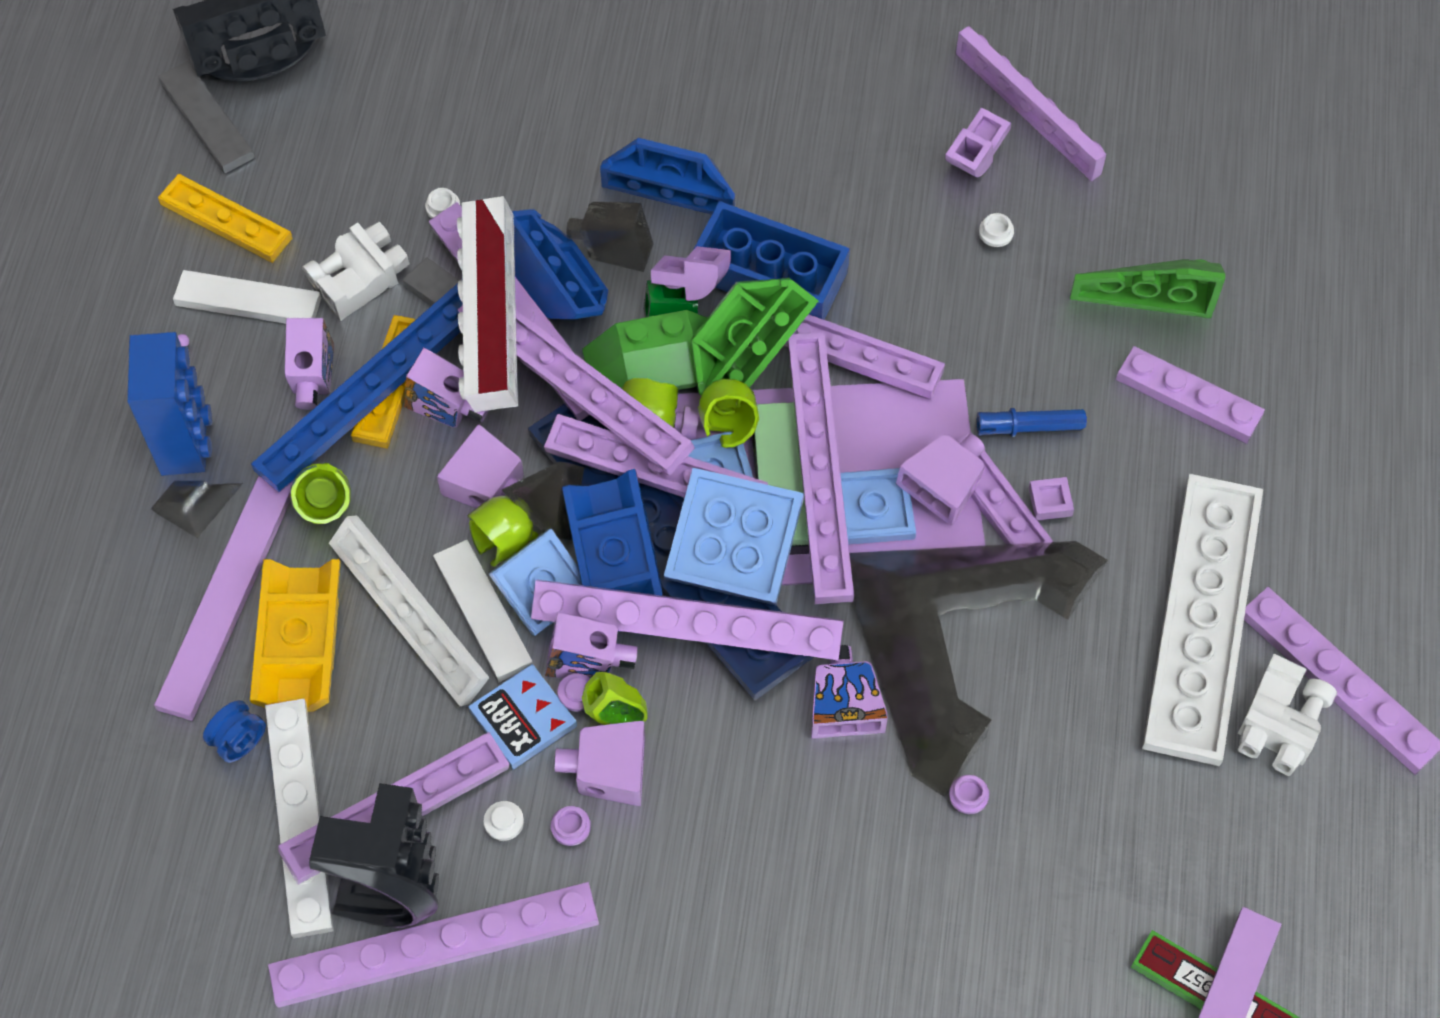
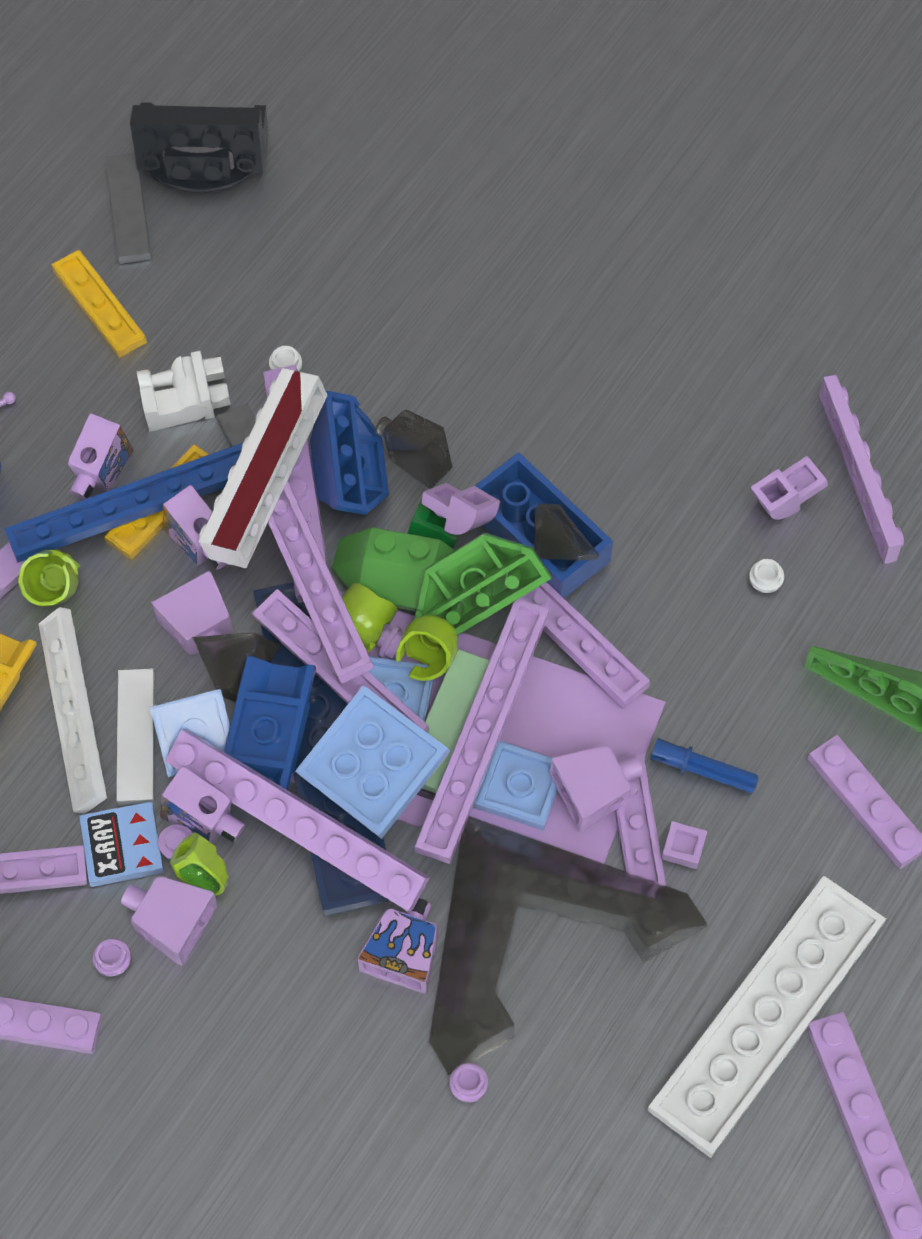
camera: 25 degrees right, 0 degrees up
(245, 297) = (81, 382): white tile -> none
(502, 525) = (183, 670): lime helmet -> none
(503, 820) = (58, 928): white plate -> none
(667, 176) = (491, 410): blue wedge -> none
(802, 262) = (559, 537): none -> clear smoke slope
(1277, 725) = (781, 1139): white hips -> none

